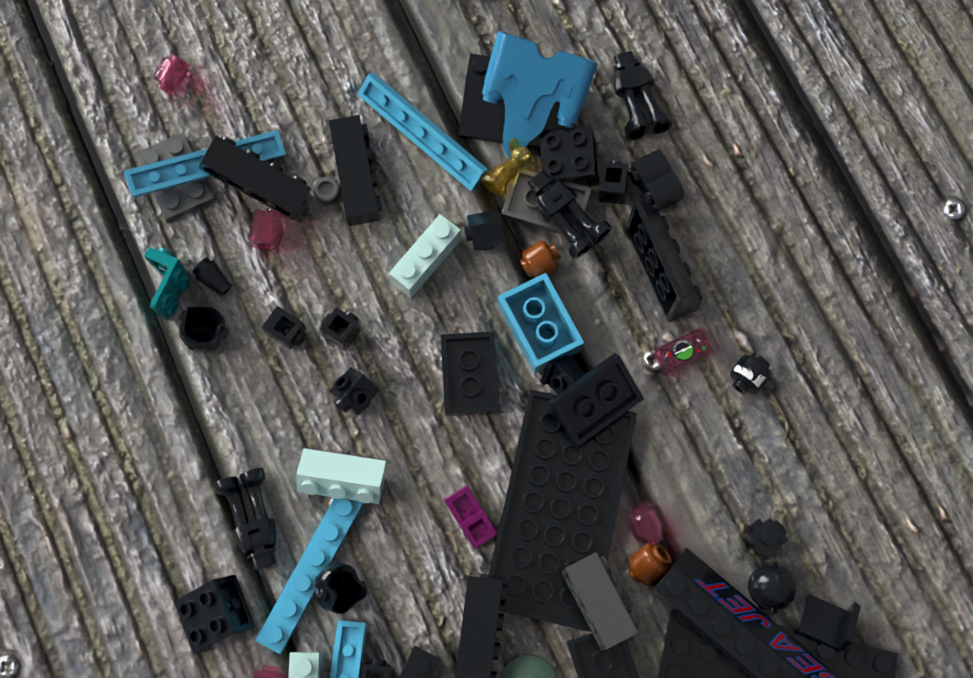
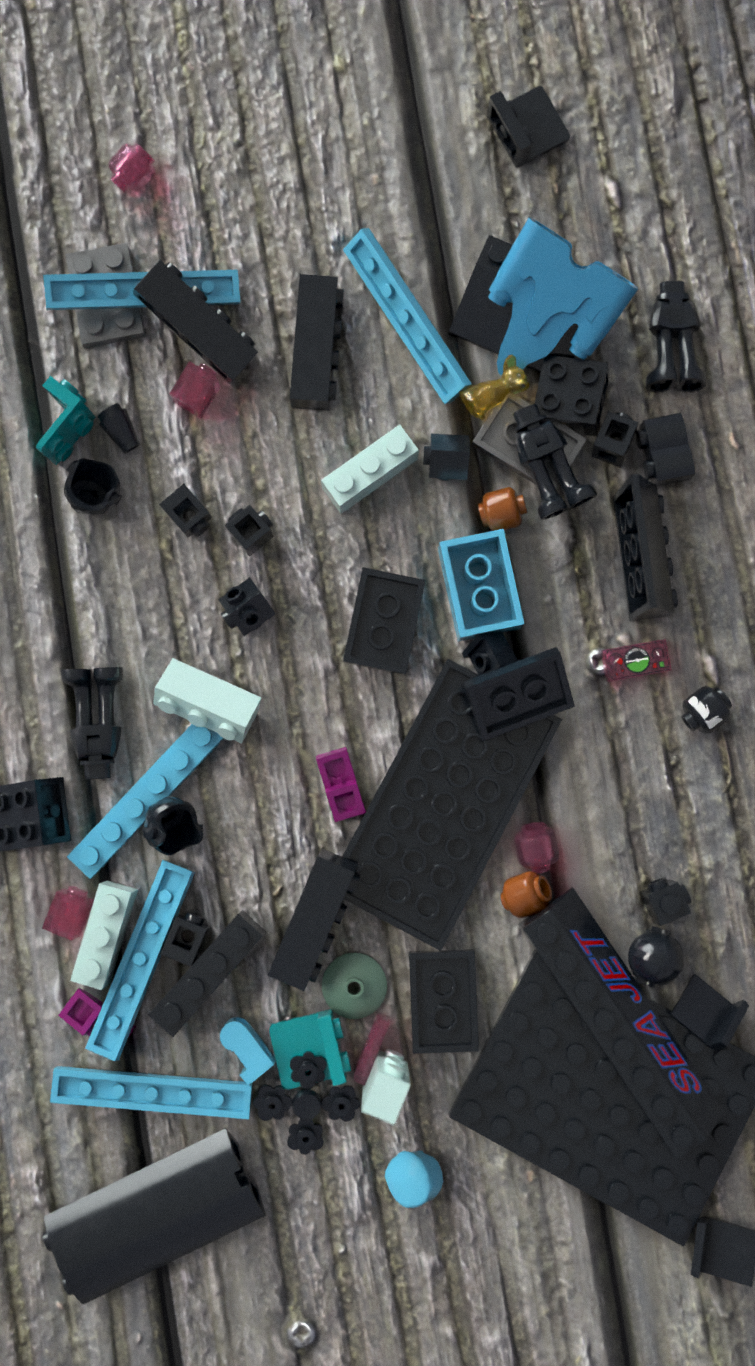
camera: 15 degrees right, 10 degrees up
(326, 190) = (276, 358): flat silver tile -> none
(600, 601) = (458, 925): dark grey brick -> none

